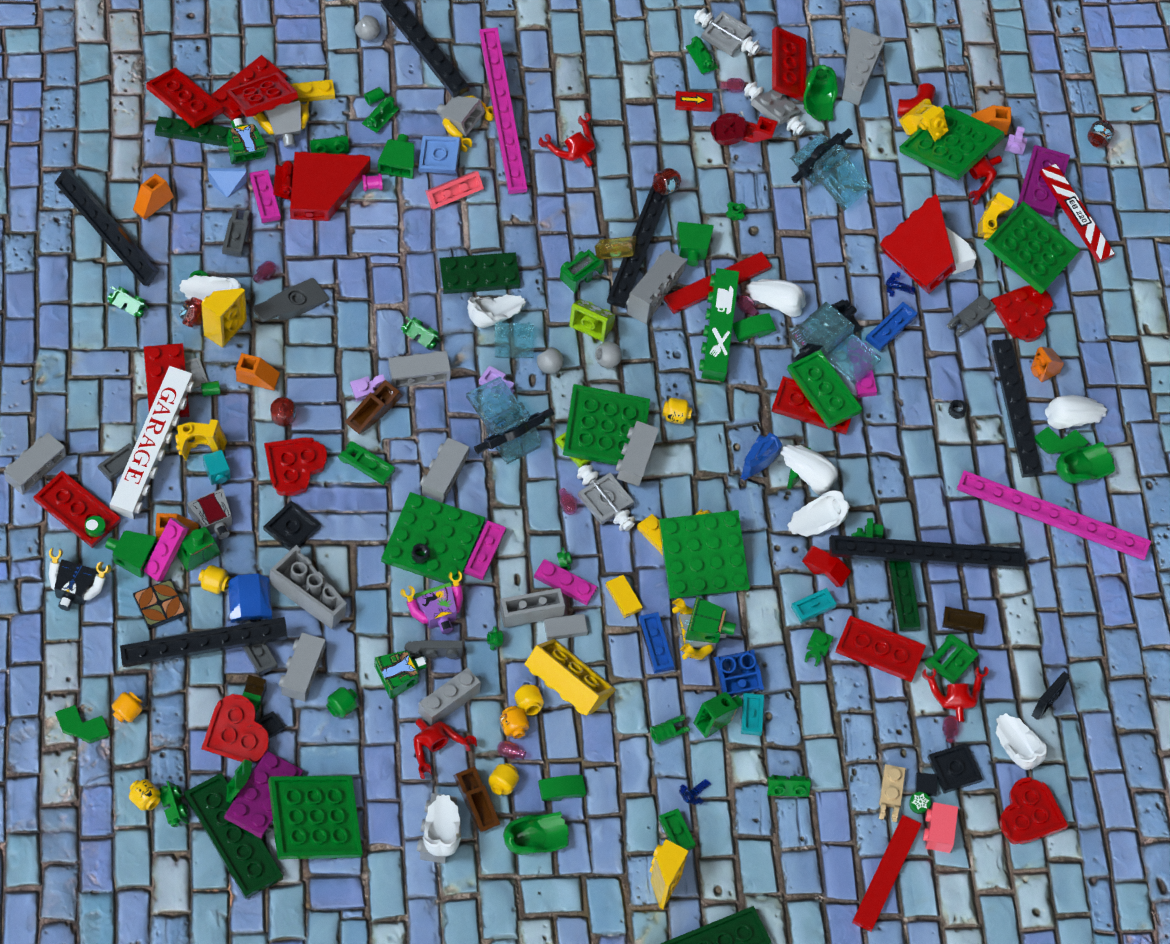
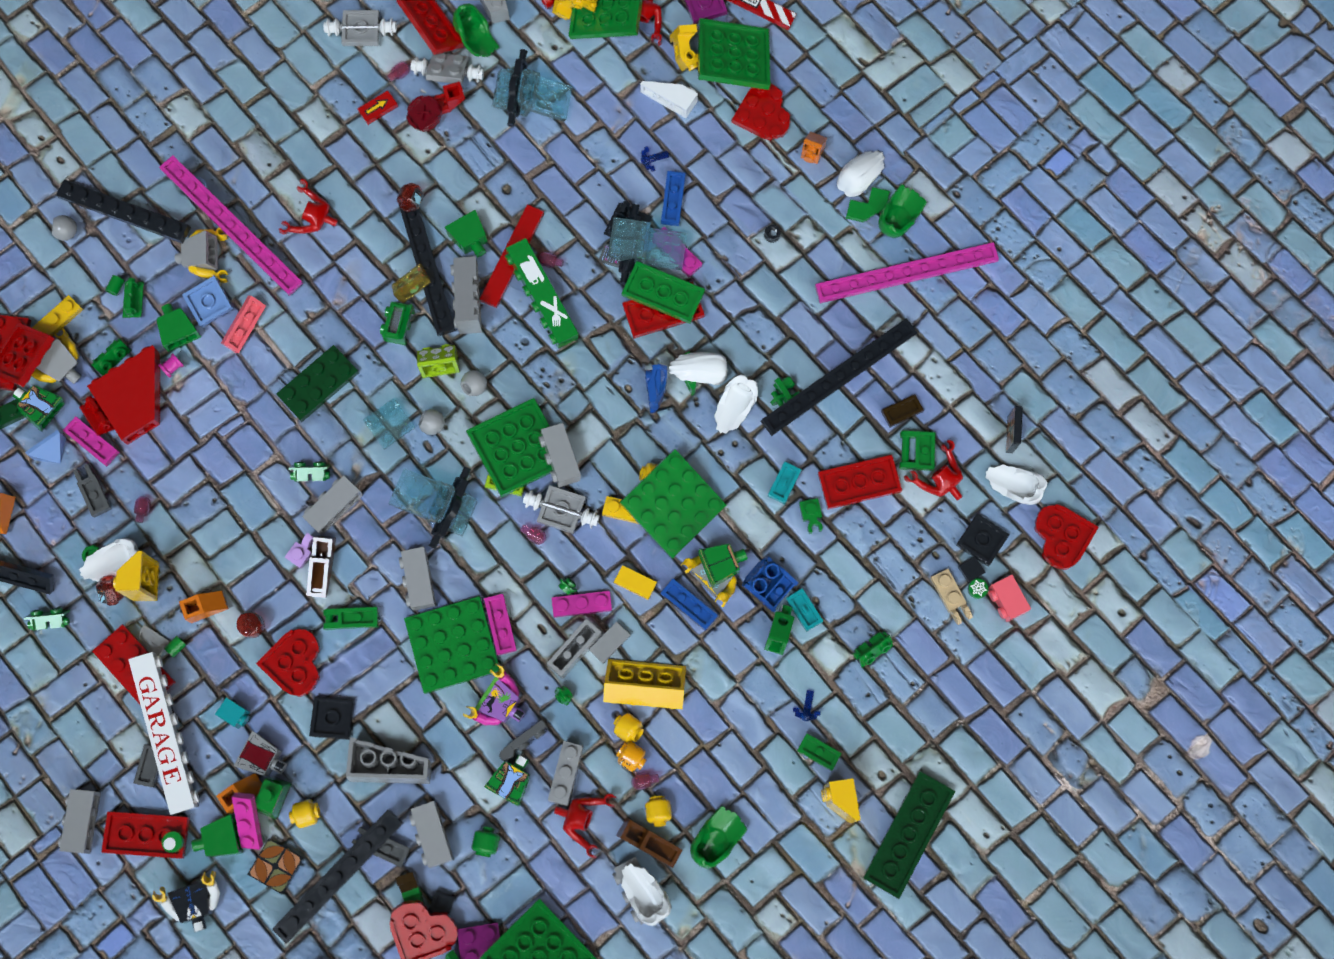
camera: 30 degrees left, 15 degrees up
(207, 434) = (206, 691): yellow tile -> none
(249, 597) = (346, 808): blue slope -> none
(292, 301) = (184, 520): dark grey piece -> none
(420, 559) = (449, 663): black axle -> none
(490, 311) = (354, 409): white hair -> none
(491, 374) = (395, 469): lavender plate -> none
(562, 787) = (706, 782): green slope -> none
(667, 730) = (750, 673): green hinge -> none
(676, 410) = (562, 393): yellow head -> none
(701, 55) = (354, 62): green hinge -> none
(735, 215) = (483, 186): green plate -> none
(752, 326) = (568, 274): green slope -> none
(778, 294) = (567, 233): white hair -> none
(821, 563) = (765, 443): red slope -> none
(886, 873) = (995, 665): red tile -> none
(904, 596) = (846, 424): dark green plate -> none
(922, 246) = (650, 112): red slope -> none
(950, 727) = (956, 509): clear pink cylinder -> none
(972, 315) = (726, 143): dark grey hinge -> none
(1016, 408) = (815, 200): black plate -> none

